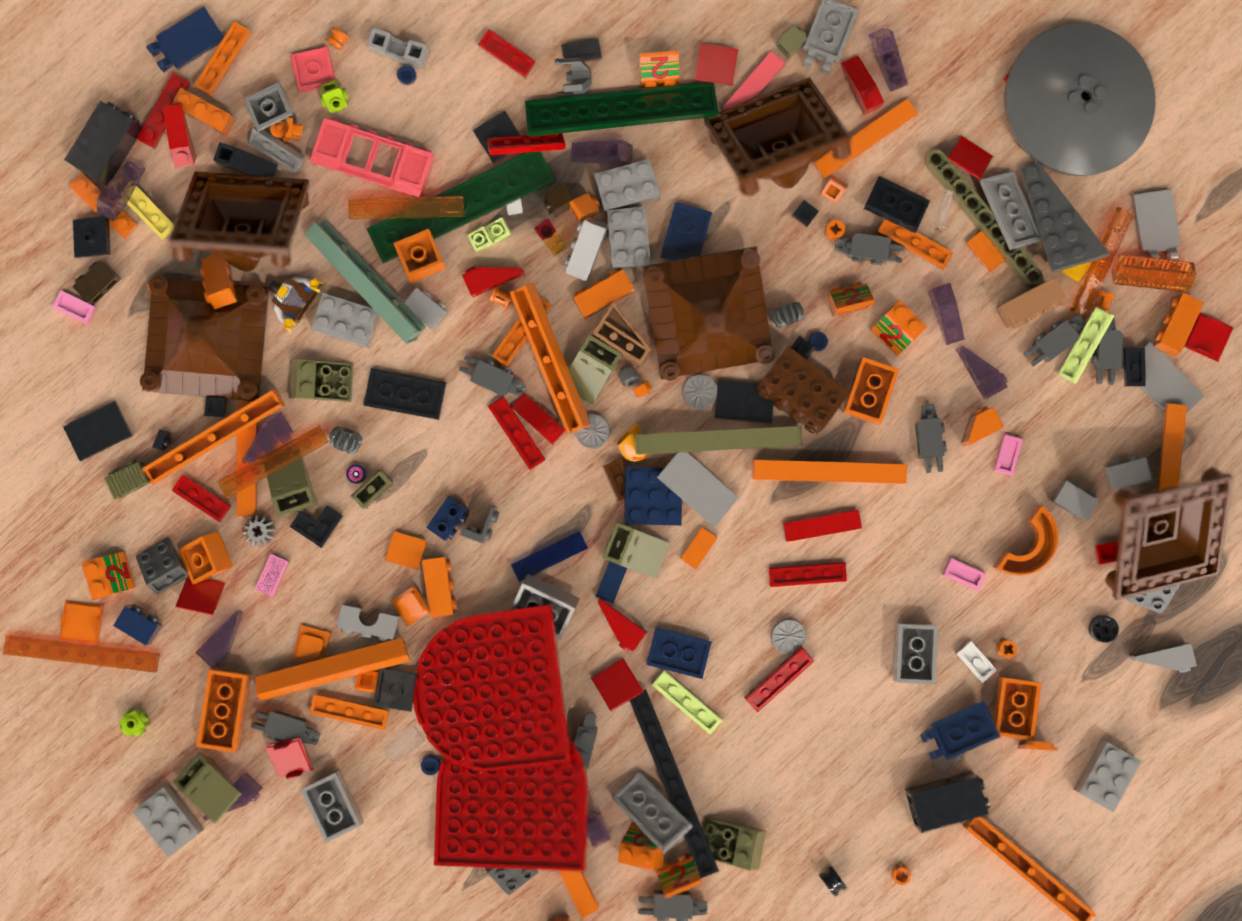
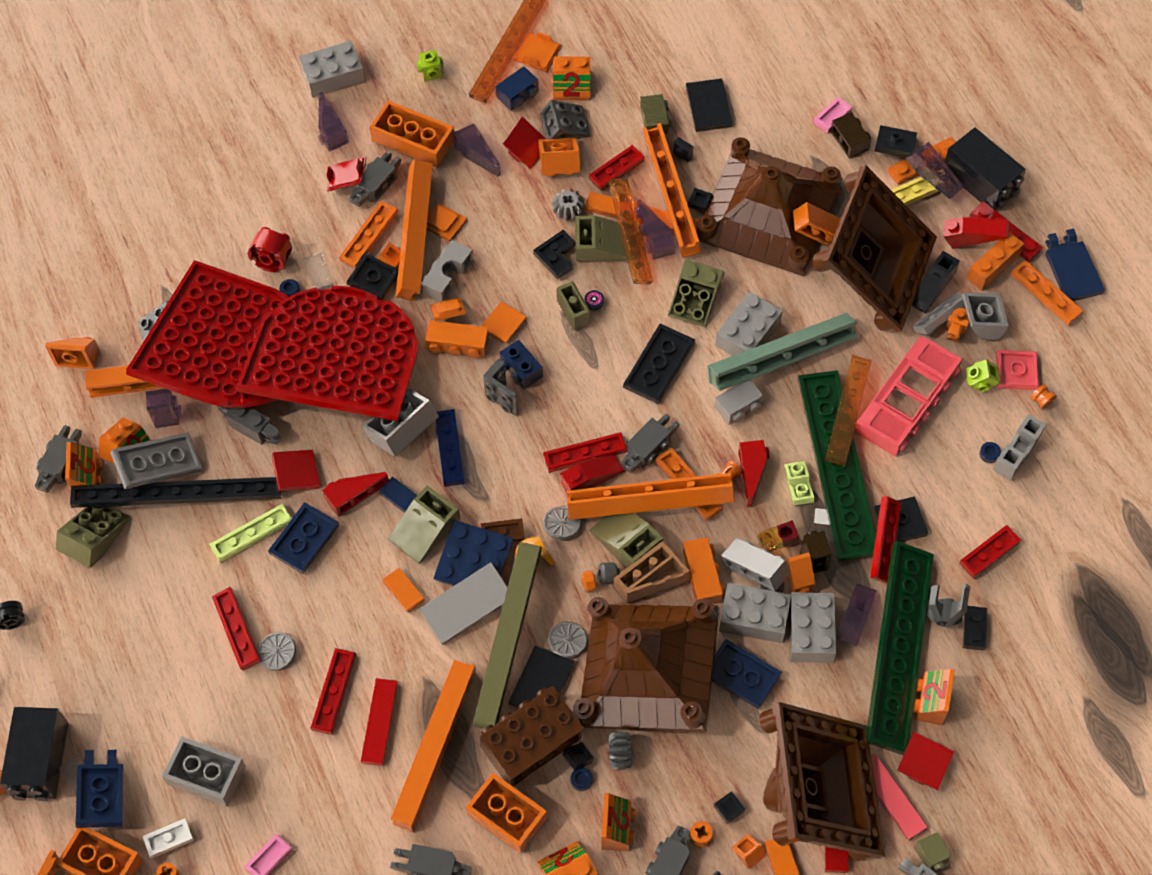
camera: 110 degrees right, 25 degrees down
(207, 787) = (348, 100): olive slope -> none
(272, 575) = (522, 206): bright pink tile -> none
(293, 298) = (783, 288): torso -> none
(332, 806) = (287, 195): light grey brick -> none
(345, 439) = (630, 294): dark grey gear -> none
(399, 797) = (270, 249): none -> red brick
(419, 256) = (794, 408): orange slope -> none

